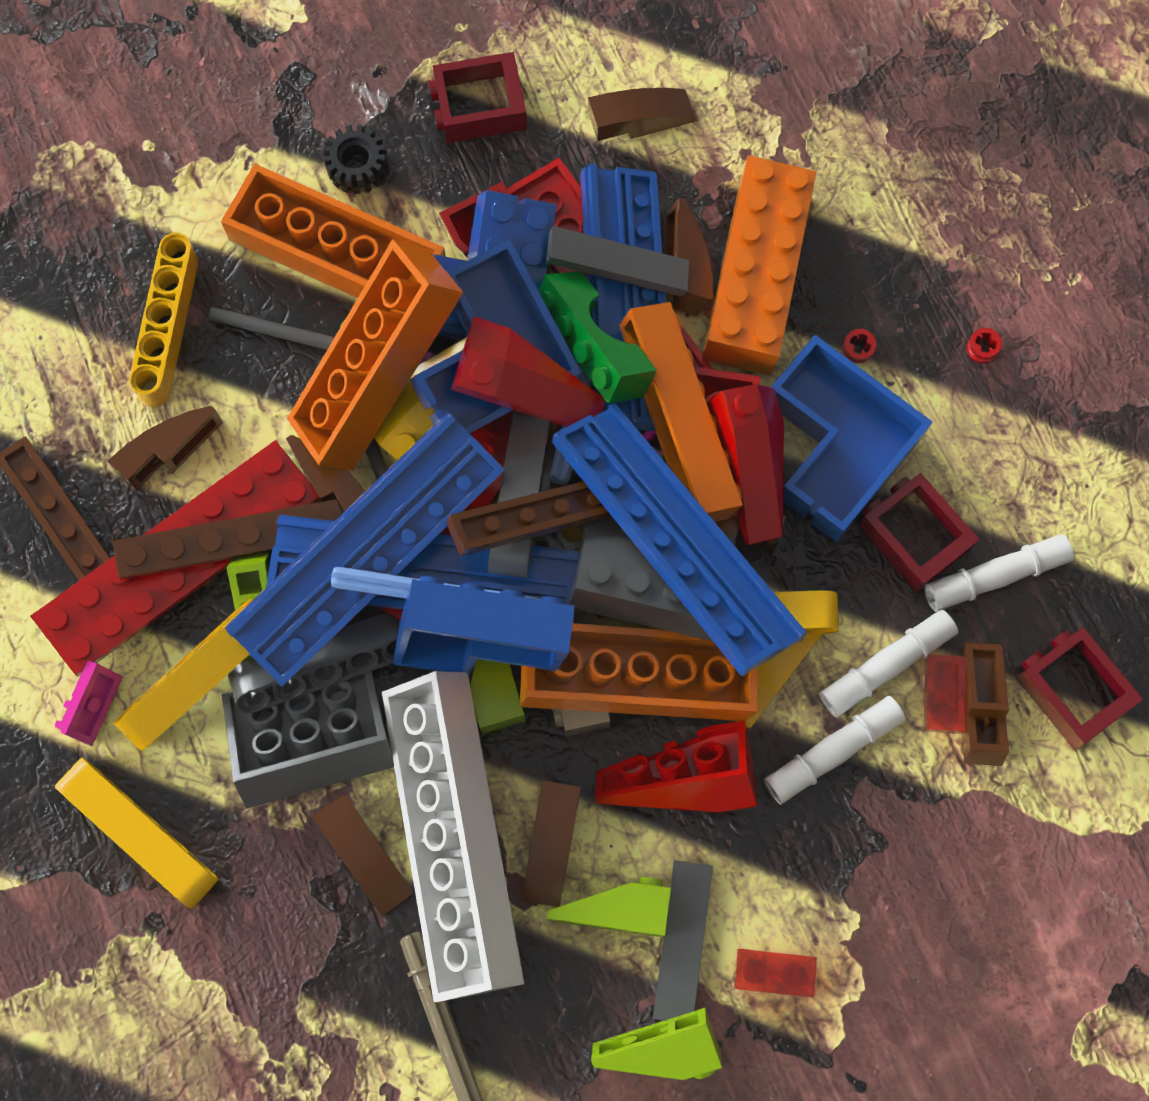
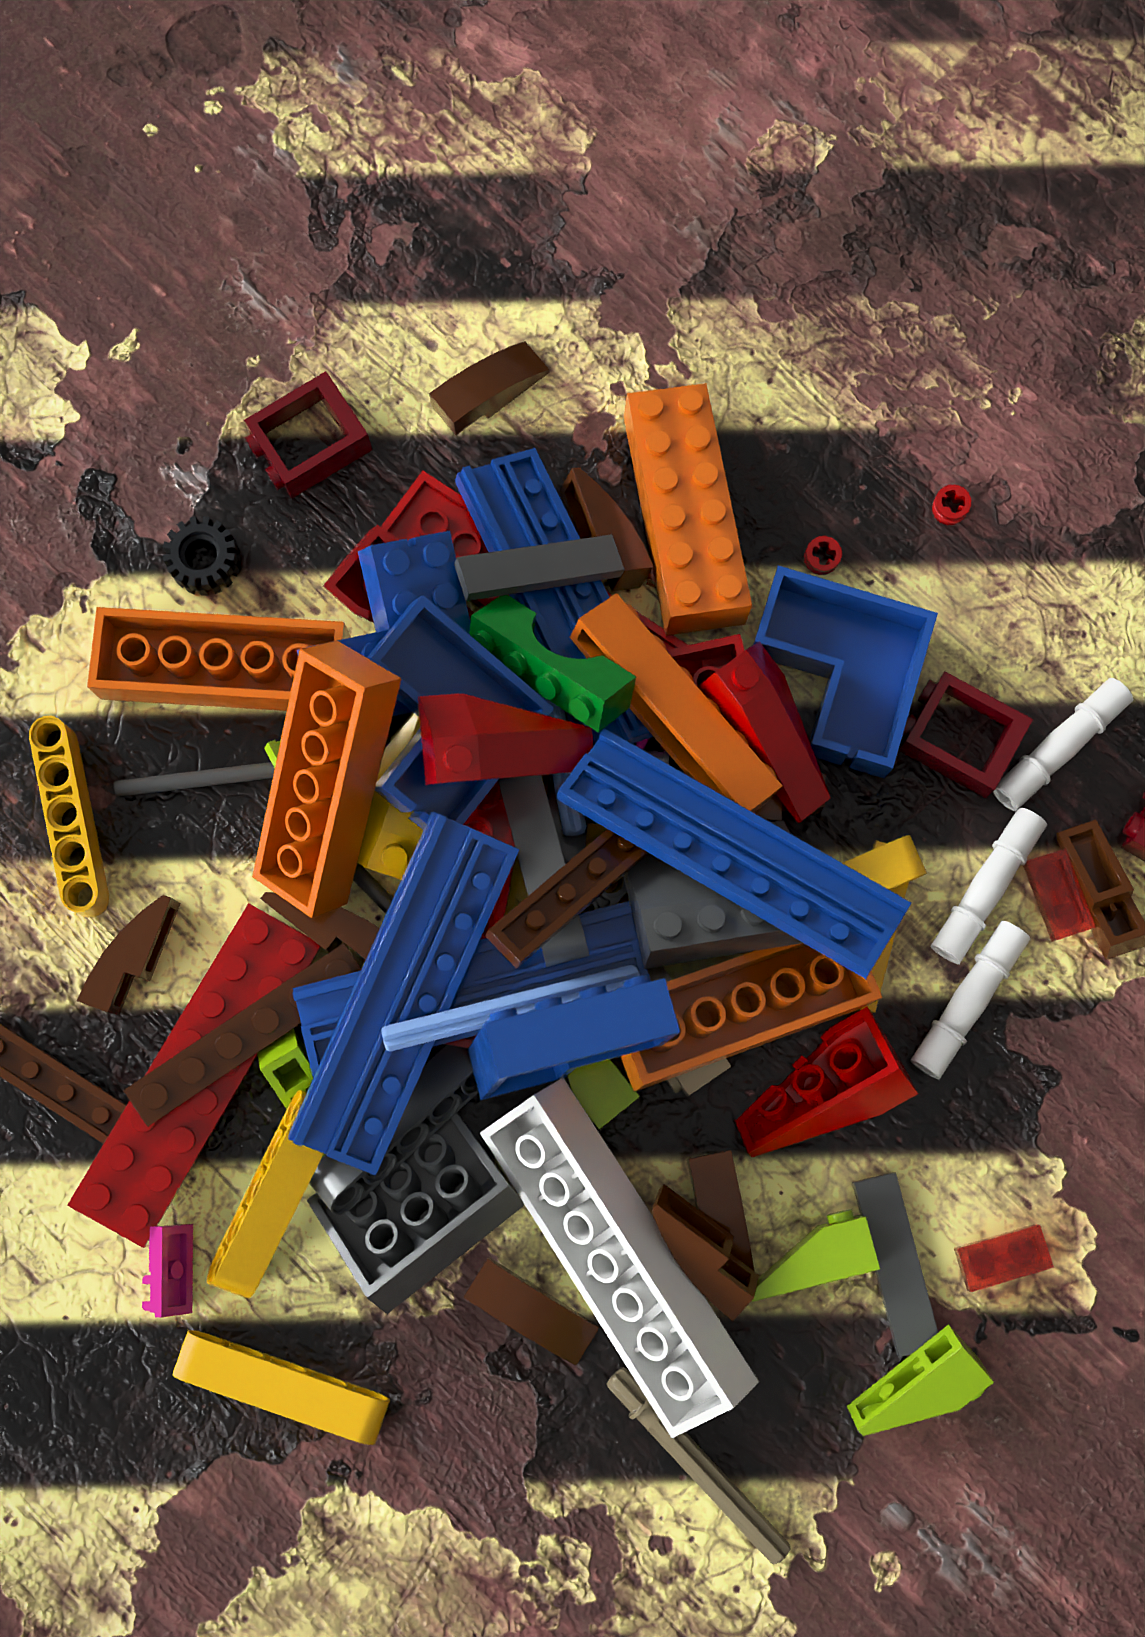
camera: 20 degrees left, 5 degrees up
(521, 859) = (704, 1253): none -> reddish brown slope

